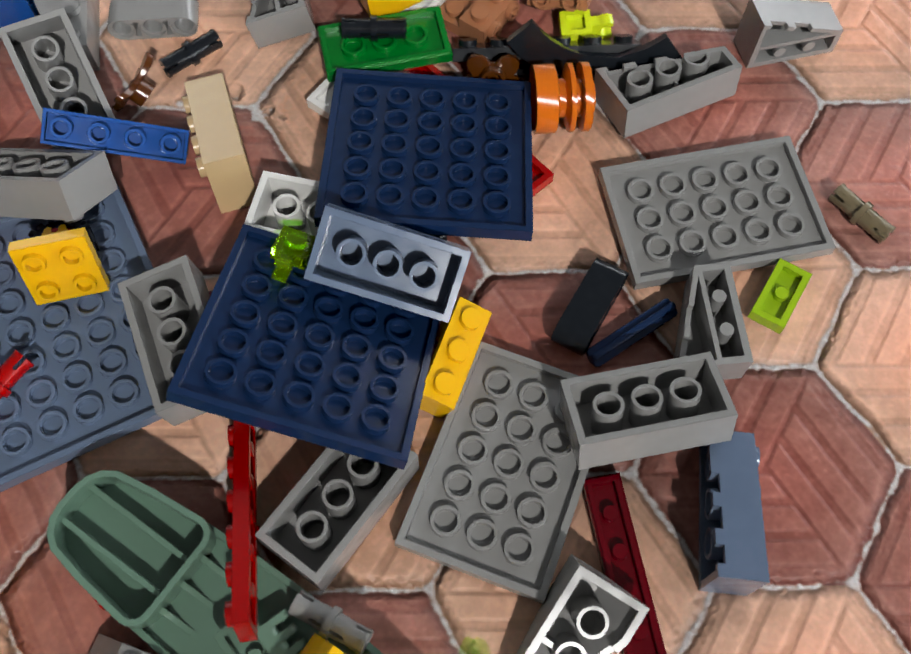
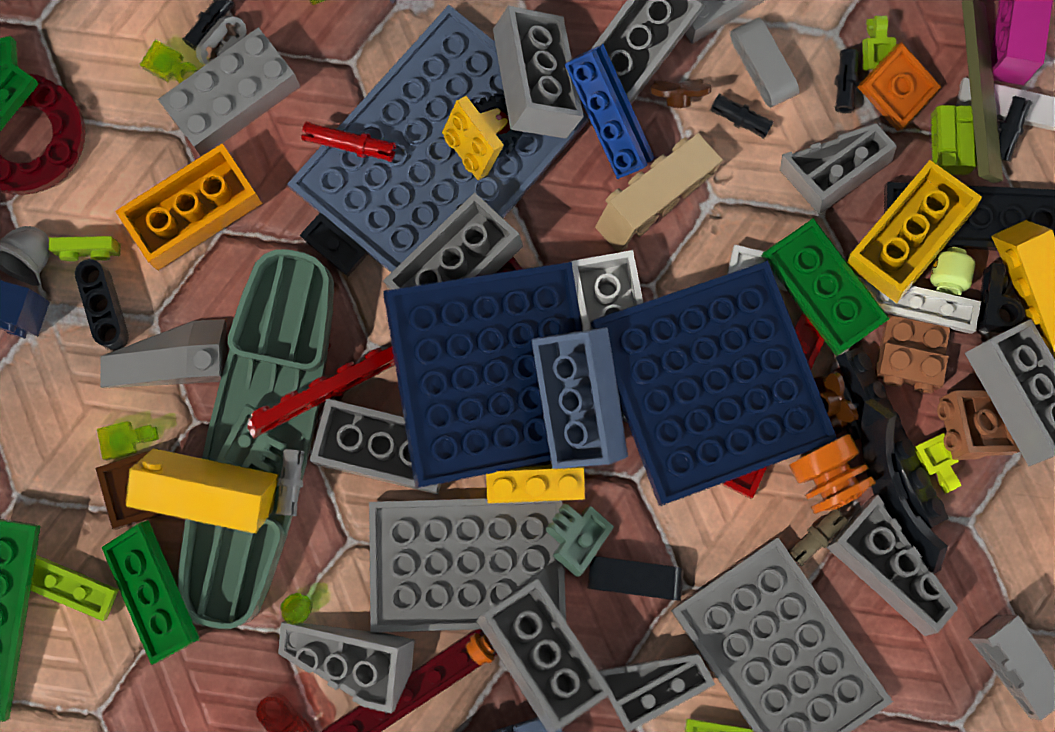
camera: 70 degrees right, 15 degrees up
(69, 470) = (333, 244): none -> black plate
(289, 251) = (562, 314): clear neon green plate -> none
(374, 28) = (828, 273): black pin -> none
(527, 335) = (578, 537): none -> sand green hinge
(609, 481) = (480, 649): none -> orange plate
(611, 137) = (818, 536): none -> dark tan pin
(631, 332) = (627, 623): dark blue axle -> none

